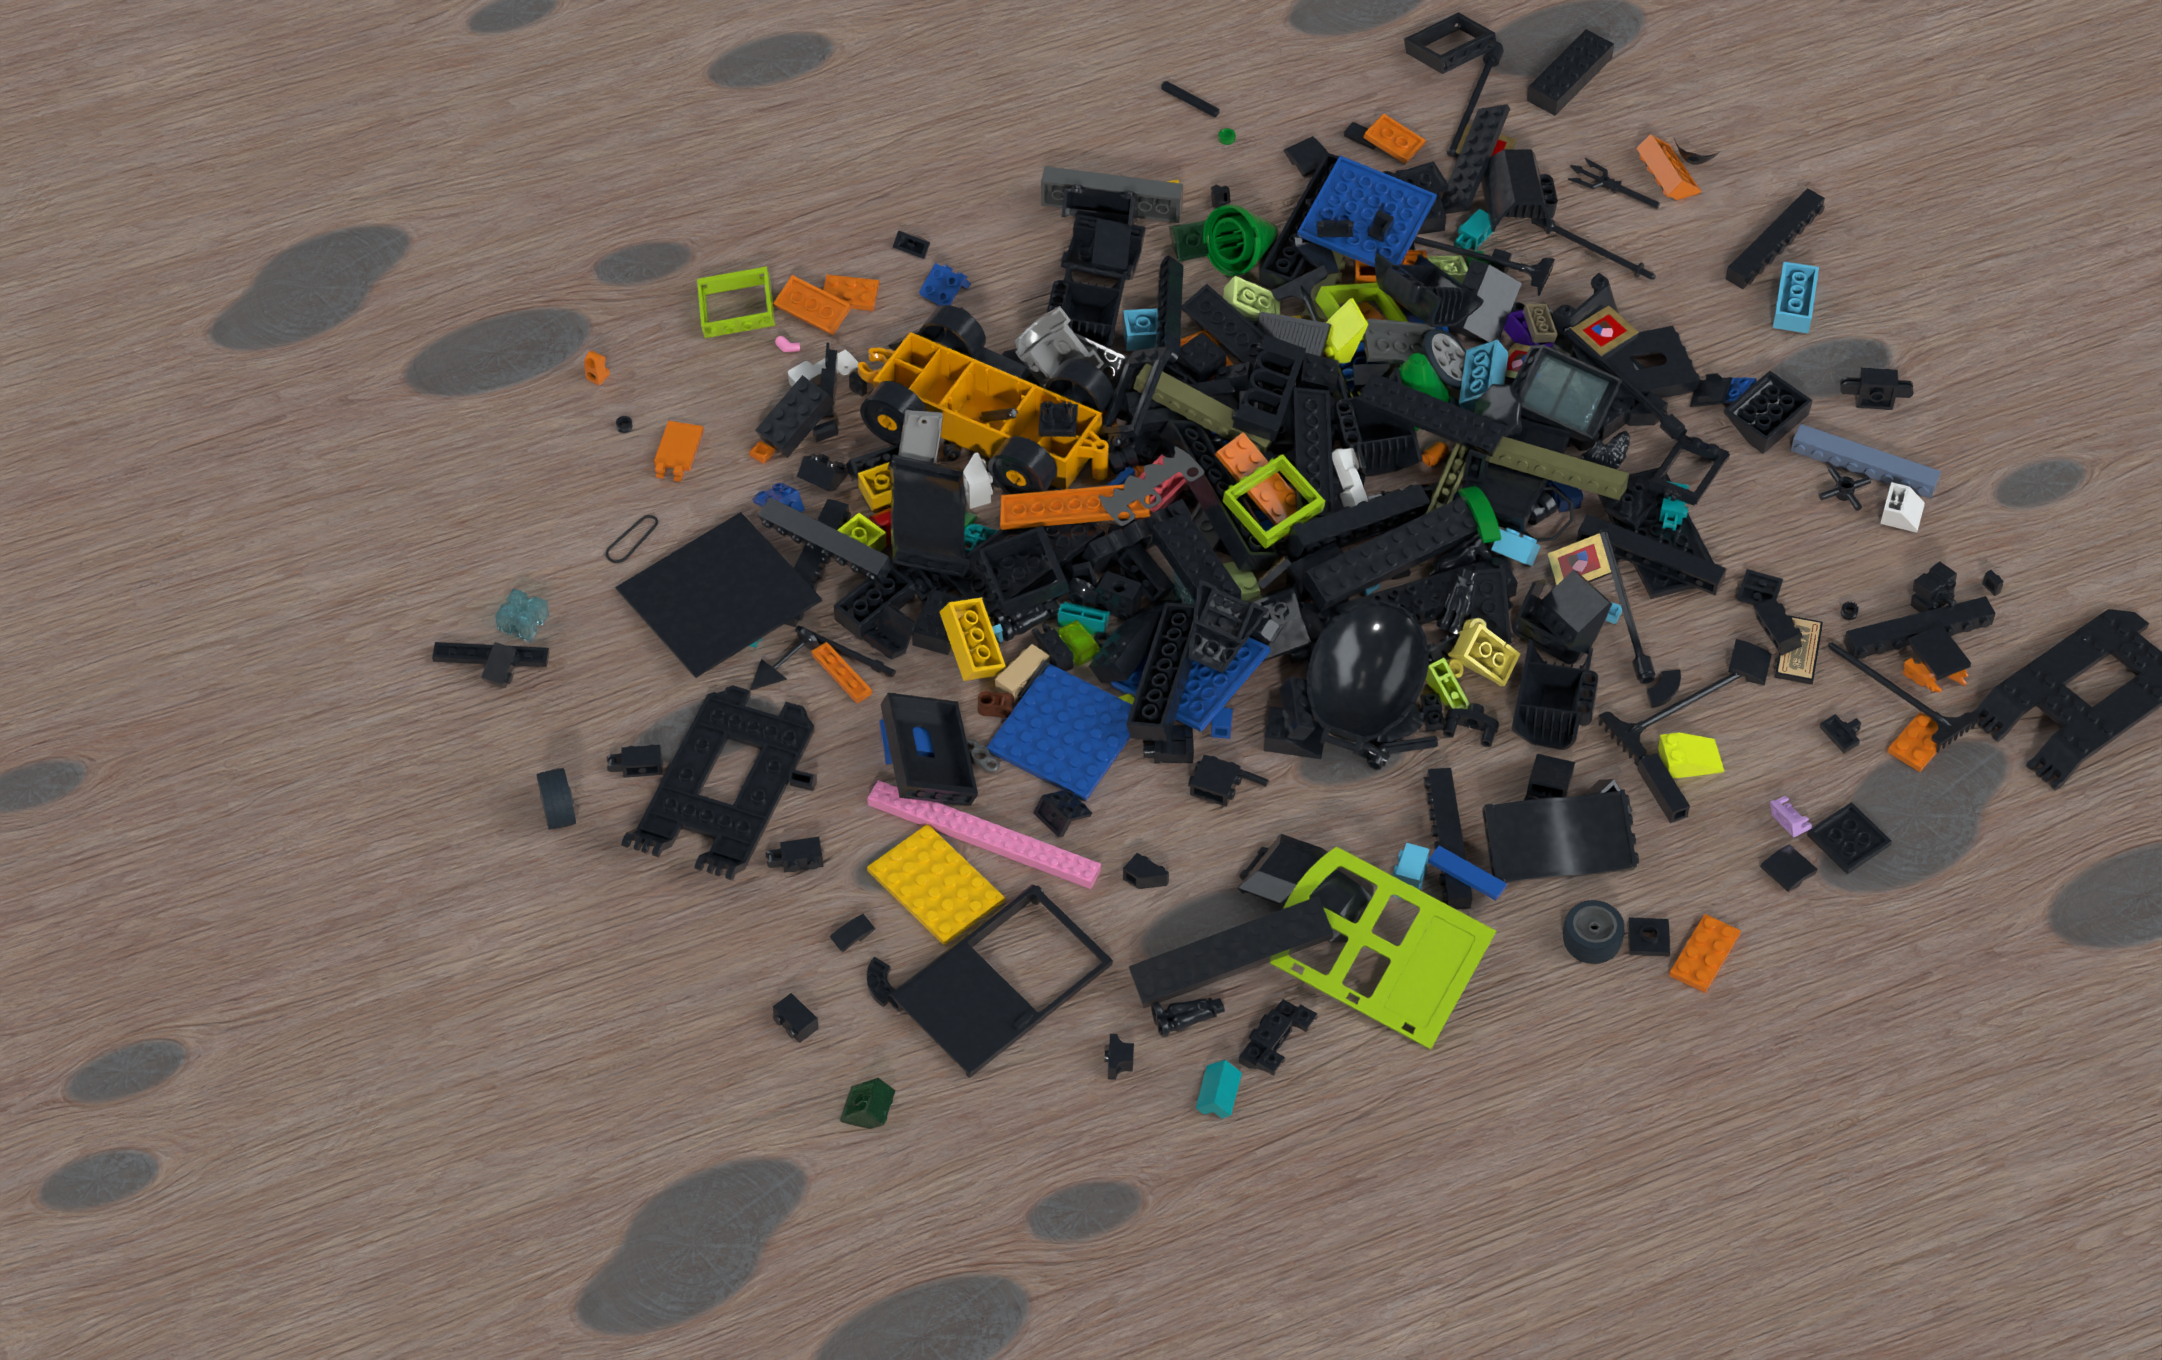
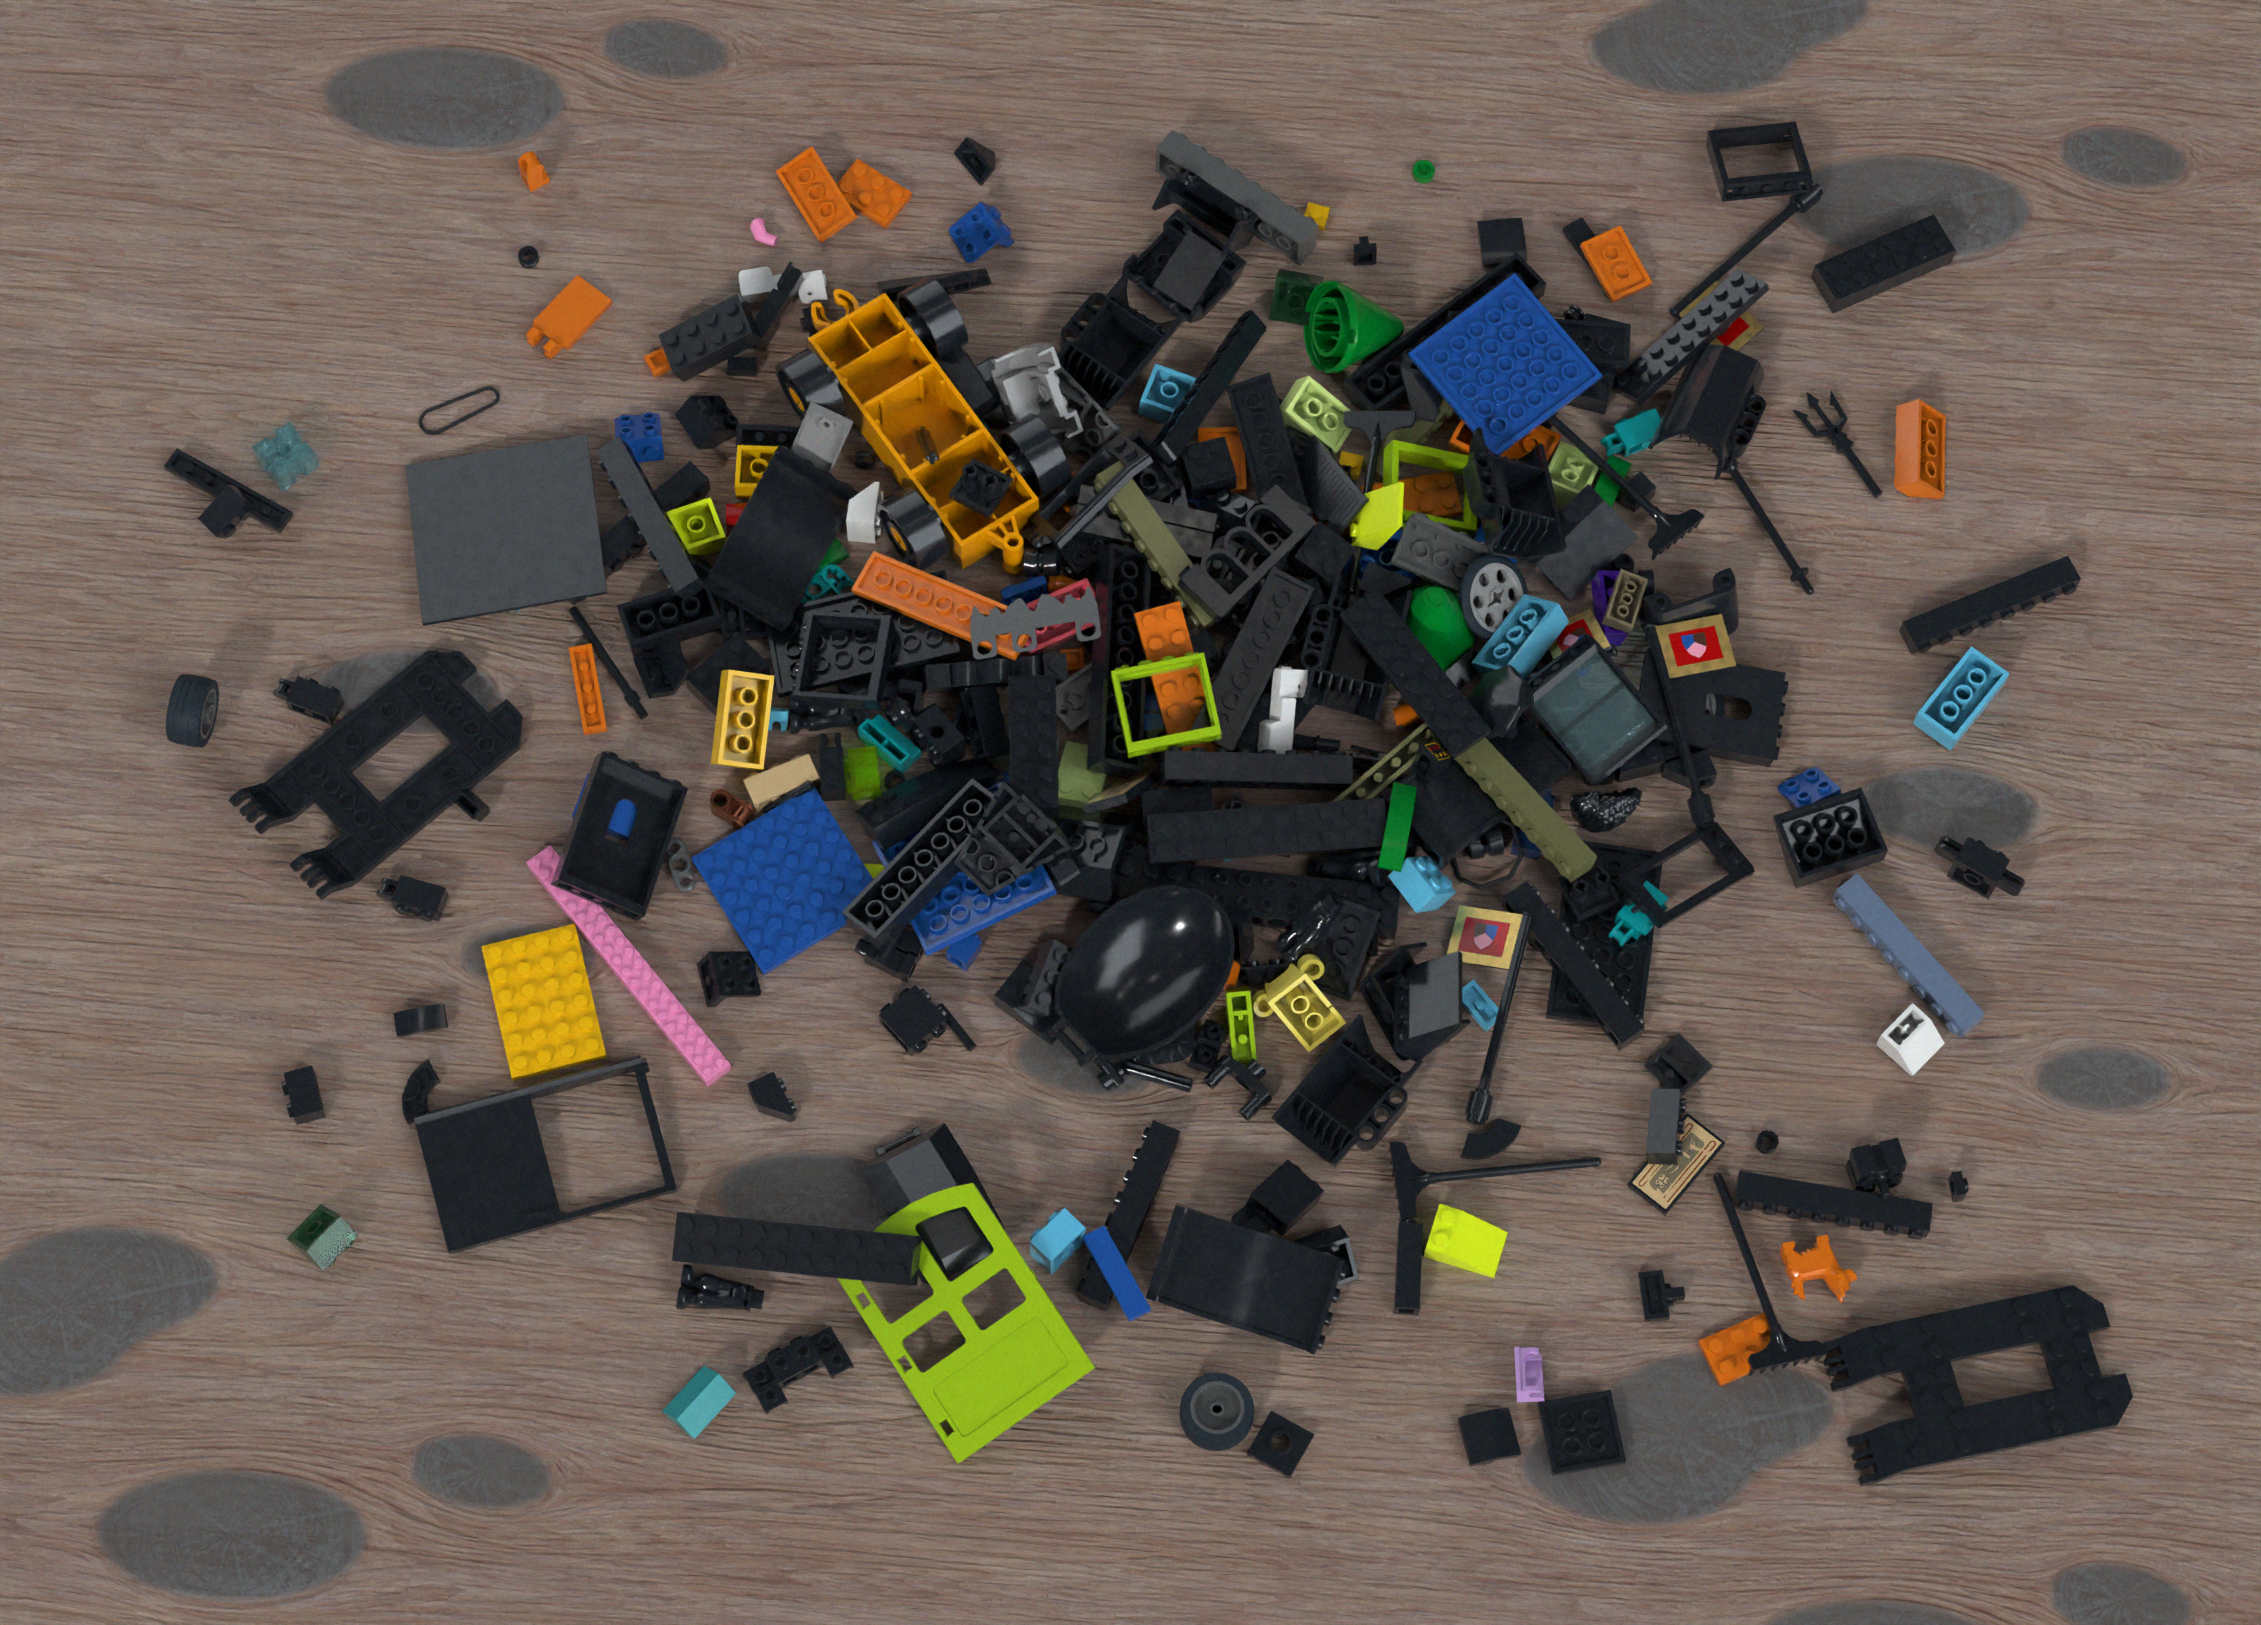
camera: 25 degrees right, 15 degrees up
(730, 282) = (738, 121): lime window -> none
(768, 674) = (508, 652): black piece -> none
(1119, 1056) = (615, 1309): black brick -> none
(1190, 98) = (1409, 100): black axle -> none
(1329, 228) = (1451, 370): black hinge -> none
(1382, 226) = (1508, 391): black panel -> none
(1694, 158) = (1962, 447): black piece -> none
(1705, 953) = (1330, 1495): orange plate -> none
(1711, 391) = (1782, 778): black piece -> none
(1750, 661) = (1608, 1154): black slope -> none
(1844, 488) = (1854, 986): black bar -> none
(1939, 652) = (1827, 1252): black tile -> none

